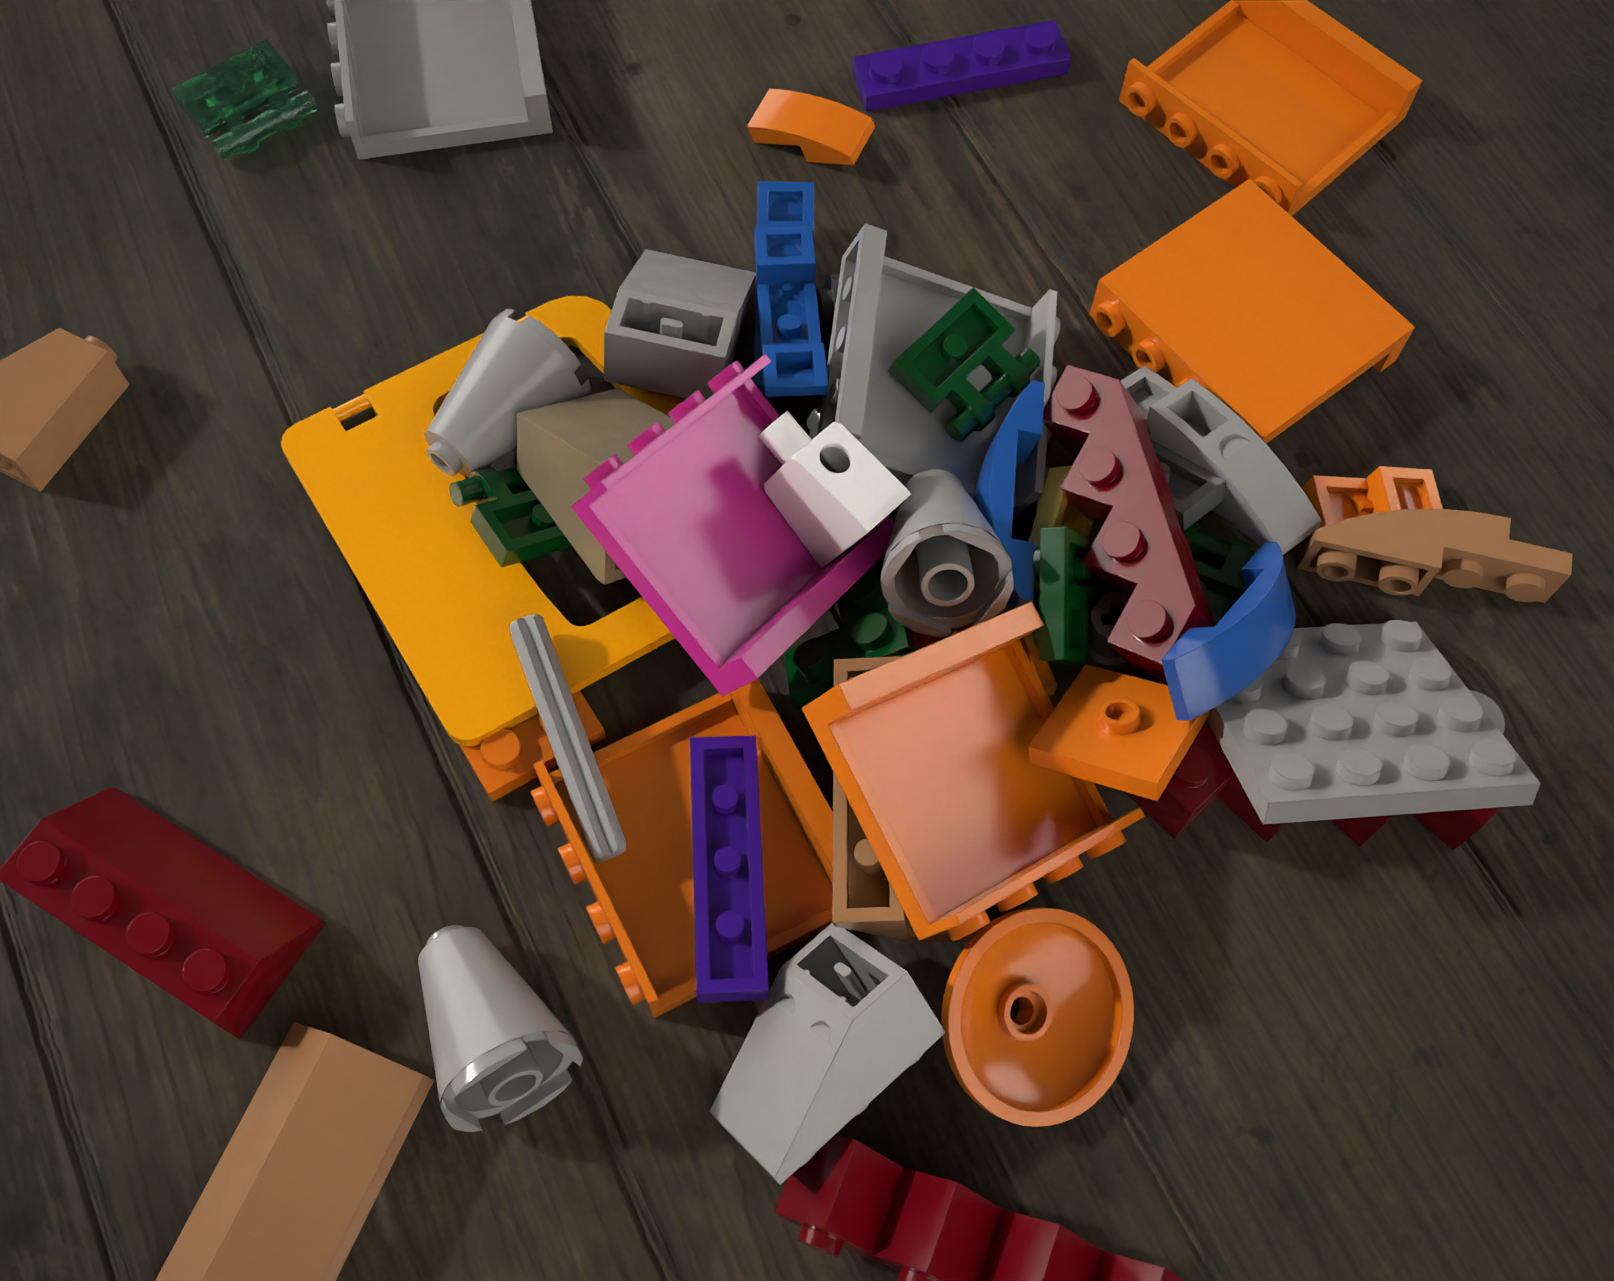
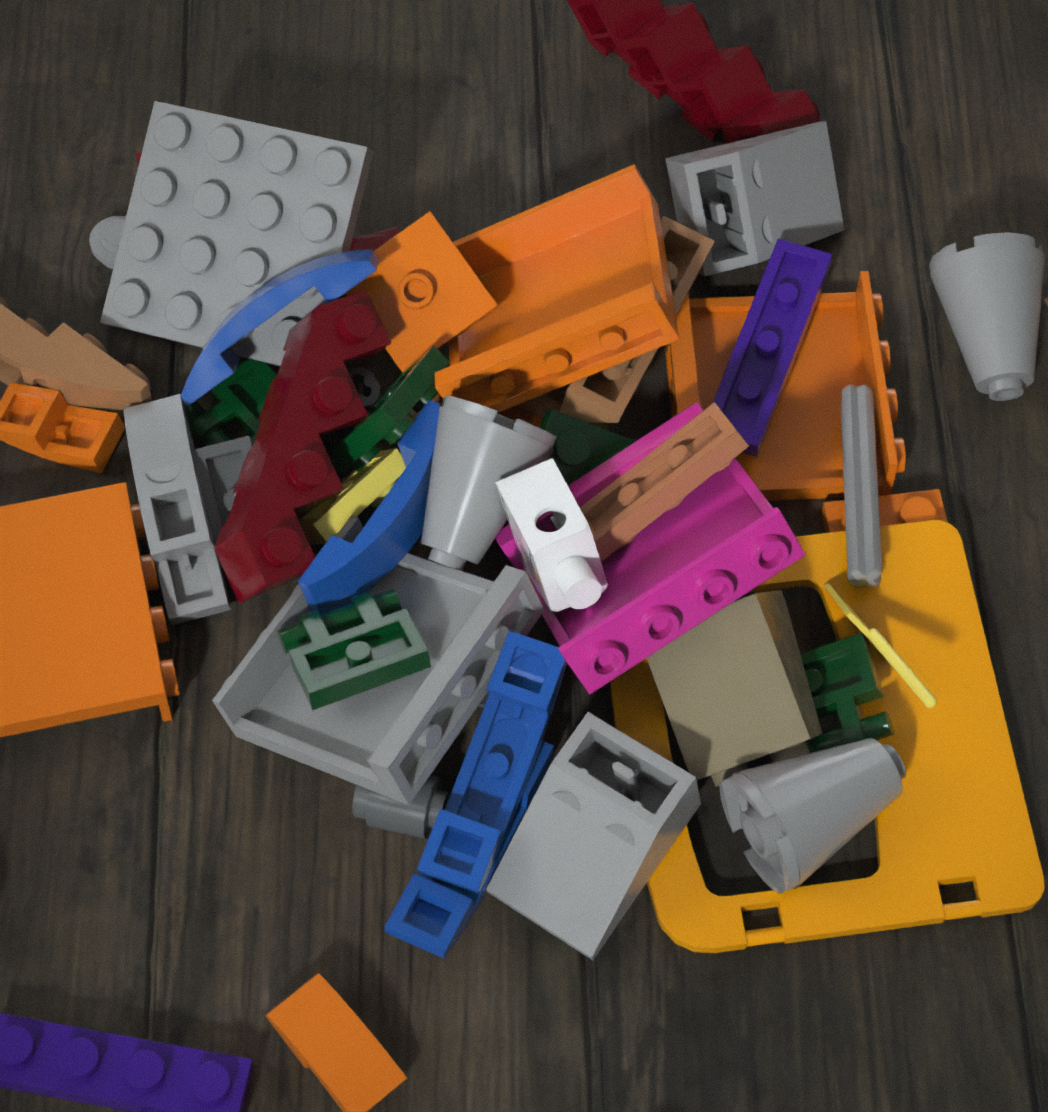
camera: 155 degrees left, 5 degrees down
(513, 574) = (886, 650): none -> light yellow piece
(757, 591) = (662, 479): none -> nougat plate
(1069, 1021) = (583, 156): orange dish -> none

